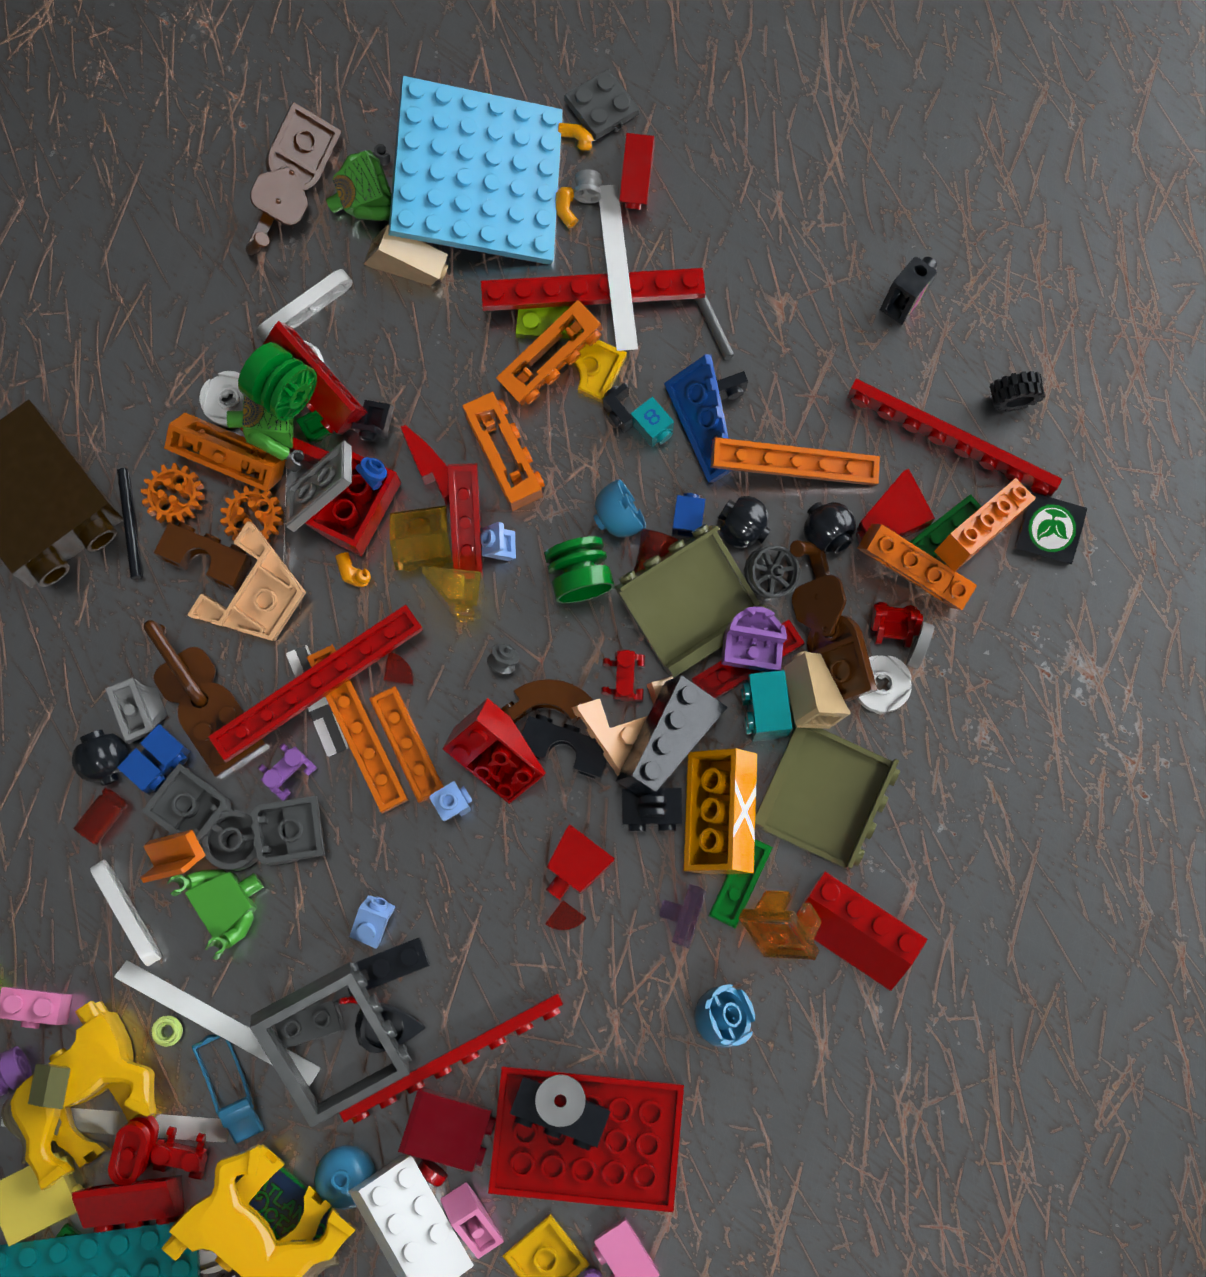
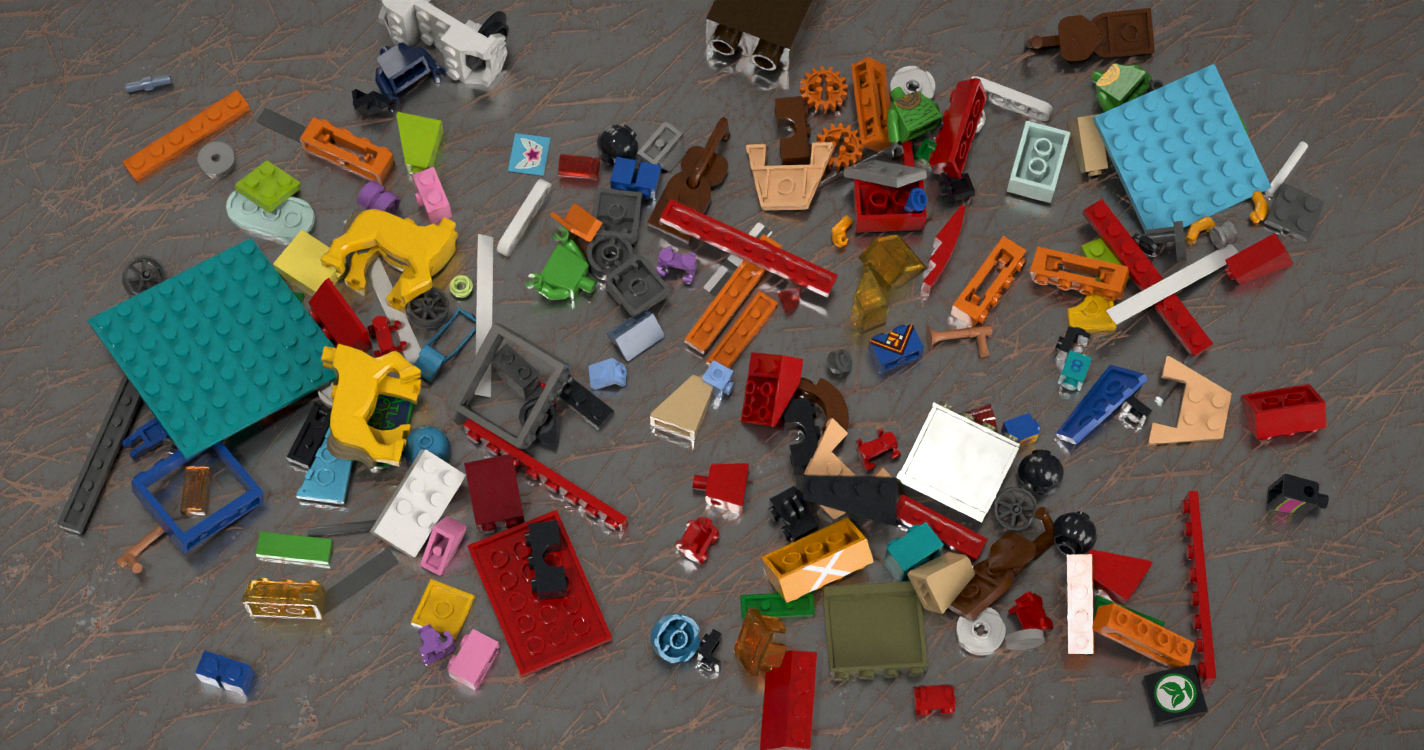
camera: 60 degrees right, 10 degrees down
(48, 863) = (529, 154): none -> medium azure sticker
(49, 1086) = (388, 224): olive piece -> none
(129, 523) = (789, 73): black bar -> none
(133, 1149) = (375, 301): red brick -> none
(177, 1089) = (427, 310): none -> dark grey wheel
(277, 381) = (937, 102): green wheel -> none
(343, 864) = (636, 334): none -> panel
(397, 319) = (1038, 161): none -> light aqua brick
(432, 1172) = (461, 502): red tile -> none
(462, 856) = (684, 408): none -> tan slope
(465, 517) = (922, 280): red plate -> none
(498, 542) = (920, 313): light blue bracket -> none
(521, 590) = (895, 347): none -> blue brick
(546, 1105) = (558, 540): light grey piece -> none
(548, 82) = (1285, 170): none -> white bar
(552, 493) = (980, 332): none -> nougat piece
(565, 917) = (682, 500): clear red tile -> none
(567, 231) = (1163, 235): none -> dark grey piece
(579, 569) = (933, 374): green wheel -> none
(617, 511) = (994, 380): dark azure cylinder -> none
(622, 927) = (697, 539): none -> red piece
(686, 915) = (731, 578): clear purple tile -> none
(748, 982) = (708, 646): none -> black bracket
(754, 640) = (954, 518): medium lavender slope -> none
(765, 323) = (1201, 410): none -> light nougat wing
(795, 461) = (1107, 481): orange plate -> none
(812, 243) = (1284, 411): none -> red slope
(933, 775) = (934, 697): none -> red piece
(1017, 391) = (1264, 612): black tyre -> none

